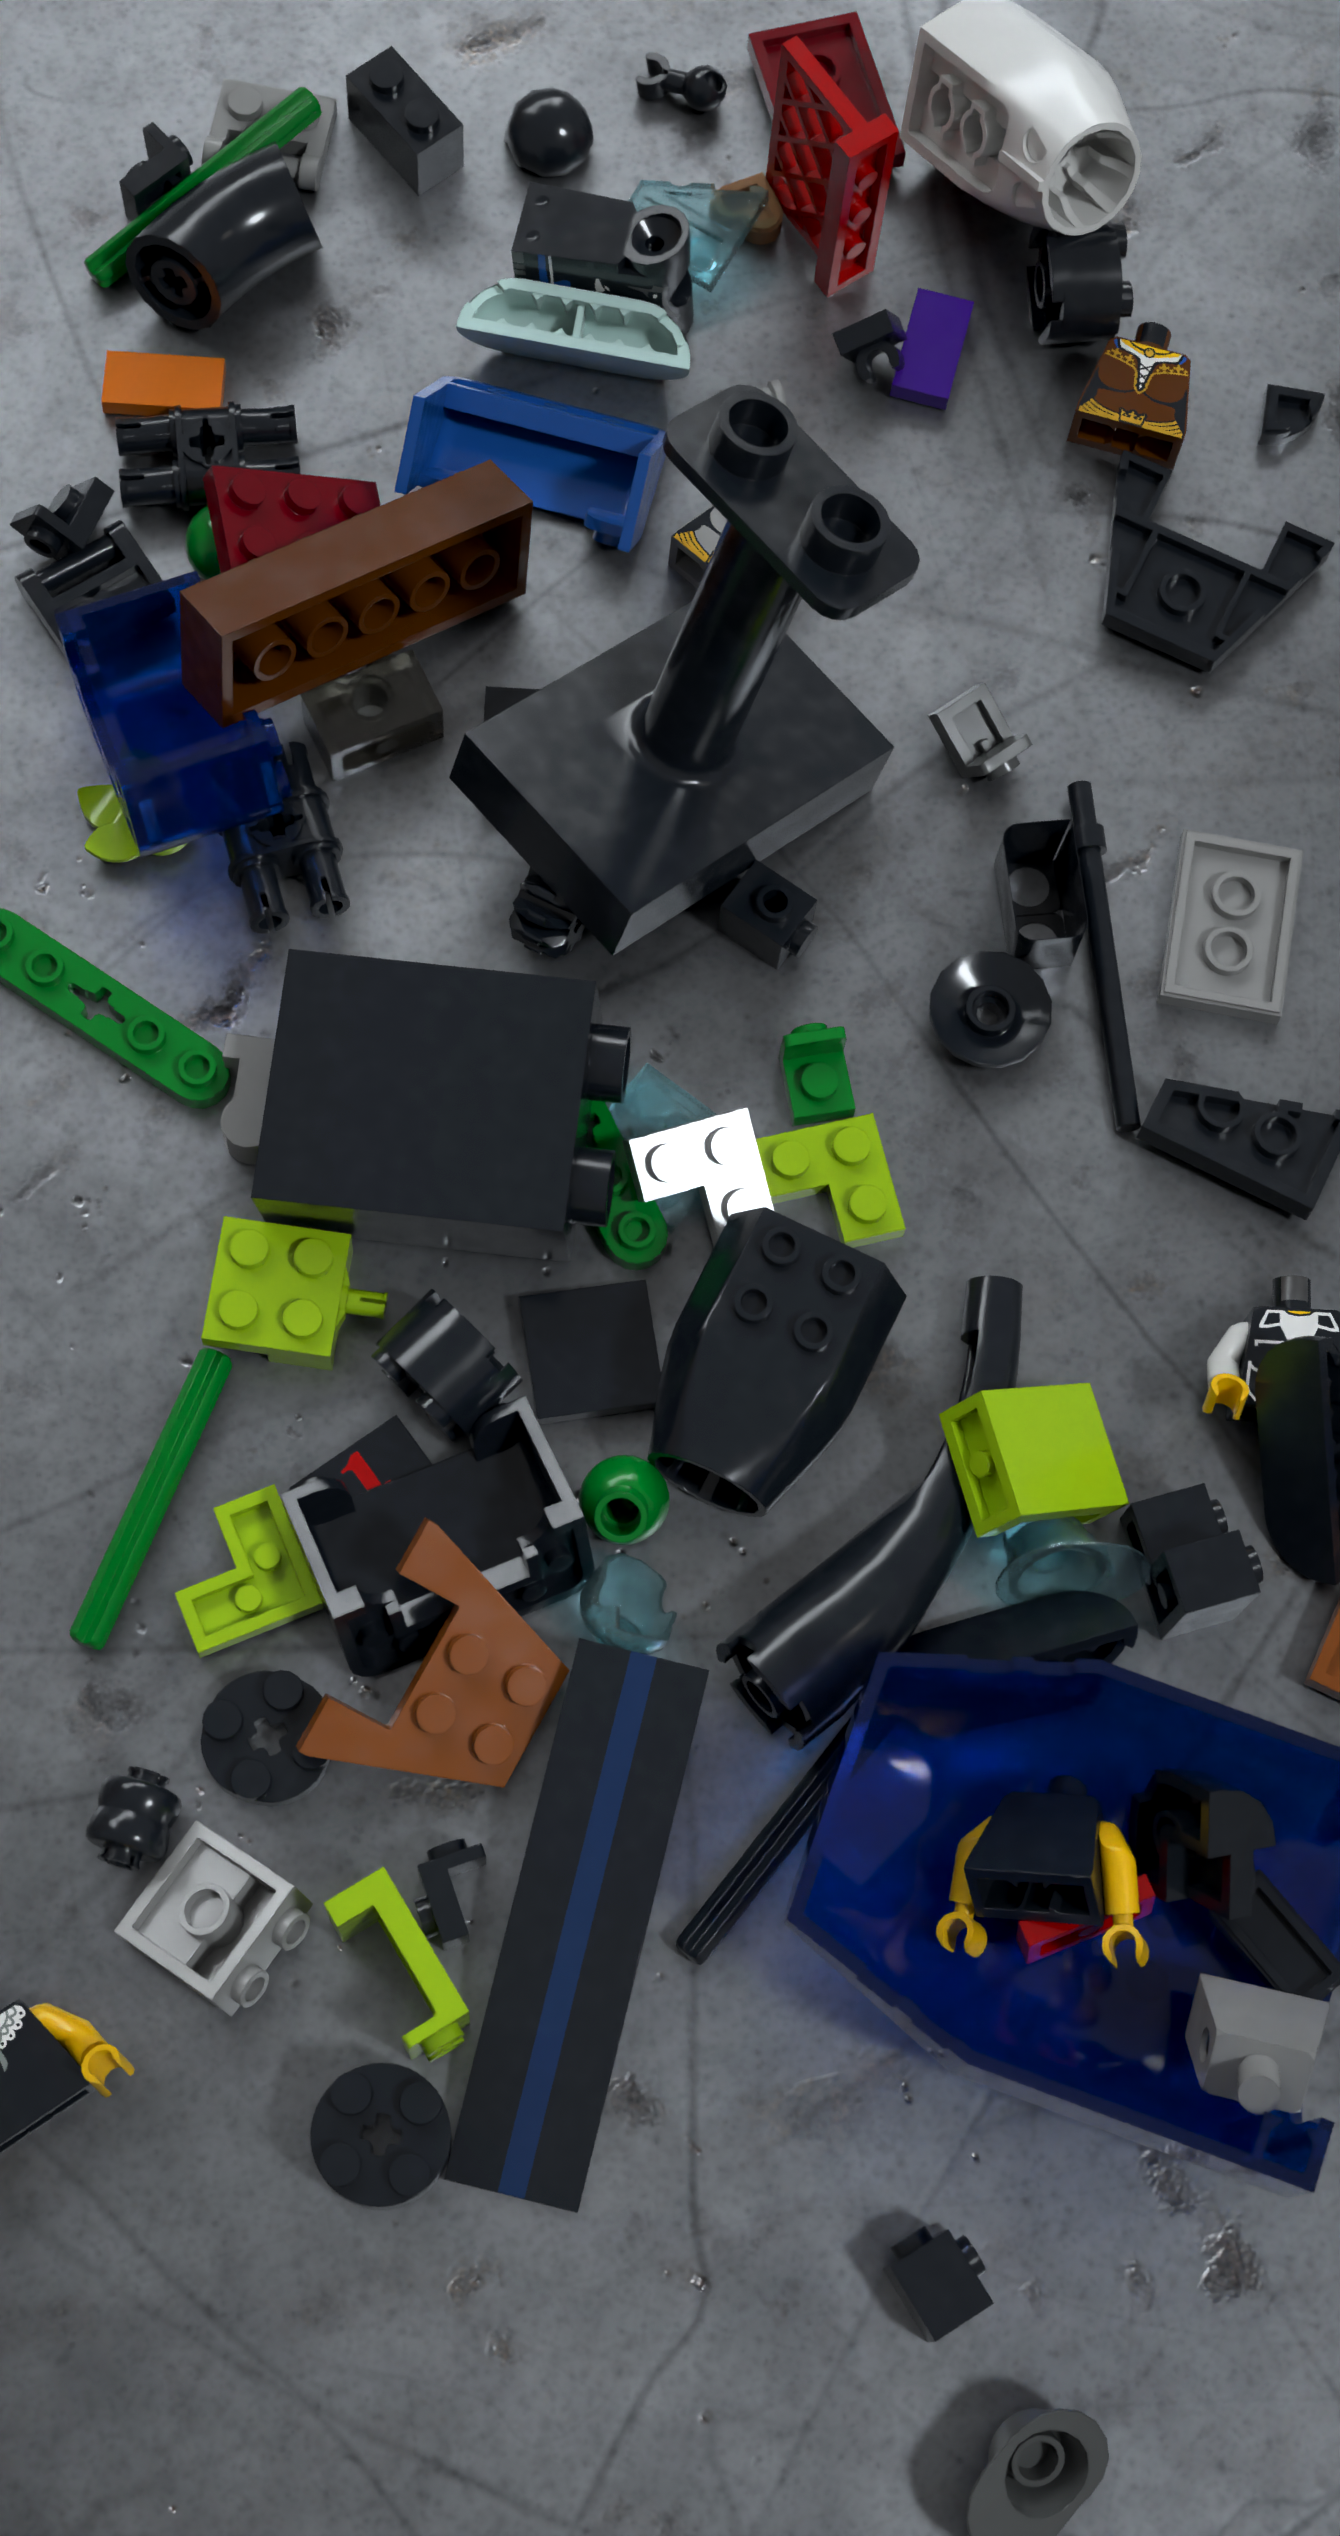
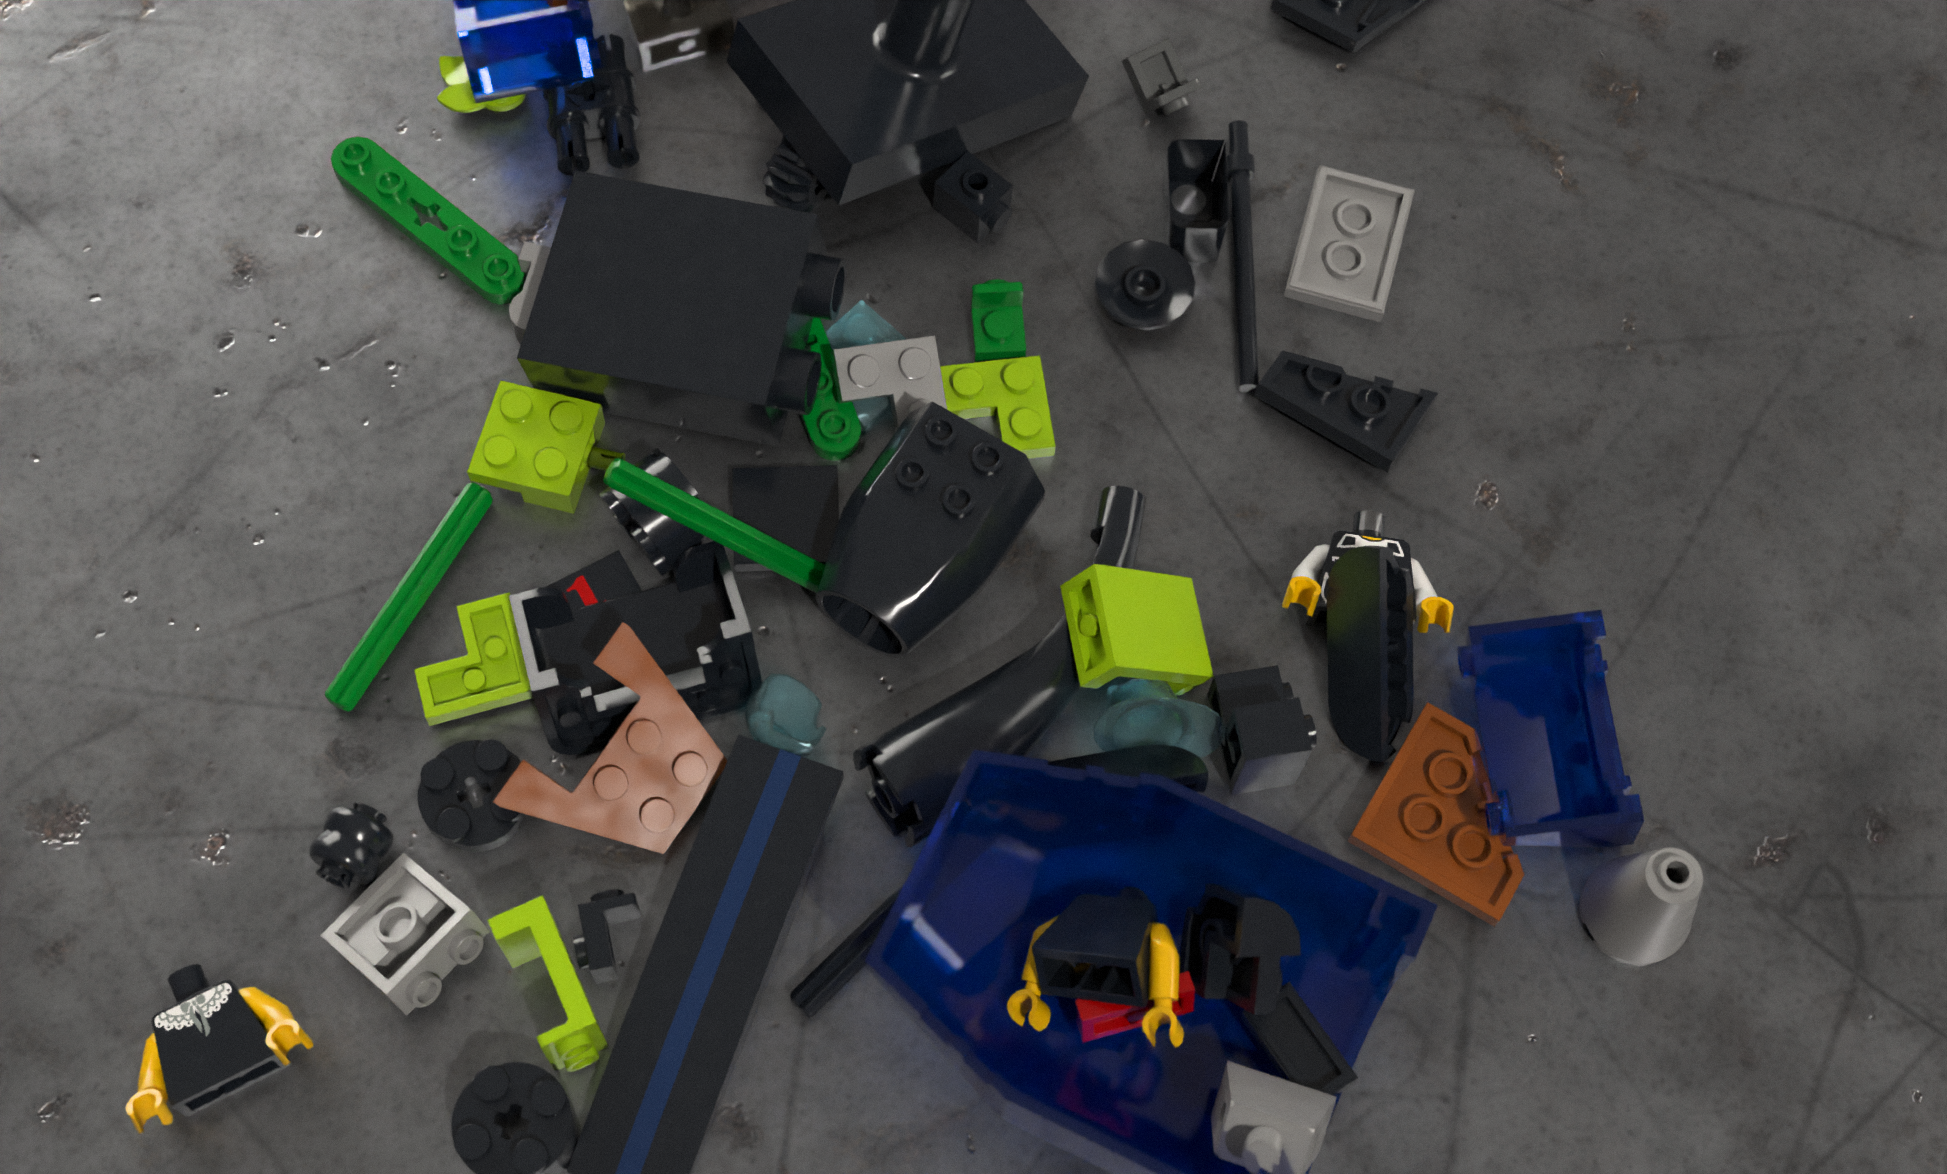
camera: 10 degrees right, 5 degrees down
(520, 1383) = (713, 523): none -> green axle
(624, 1499) = (794, 632): green piece -> none

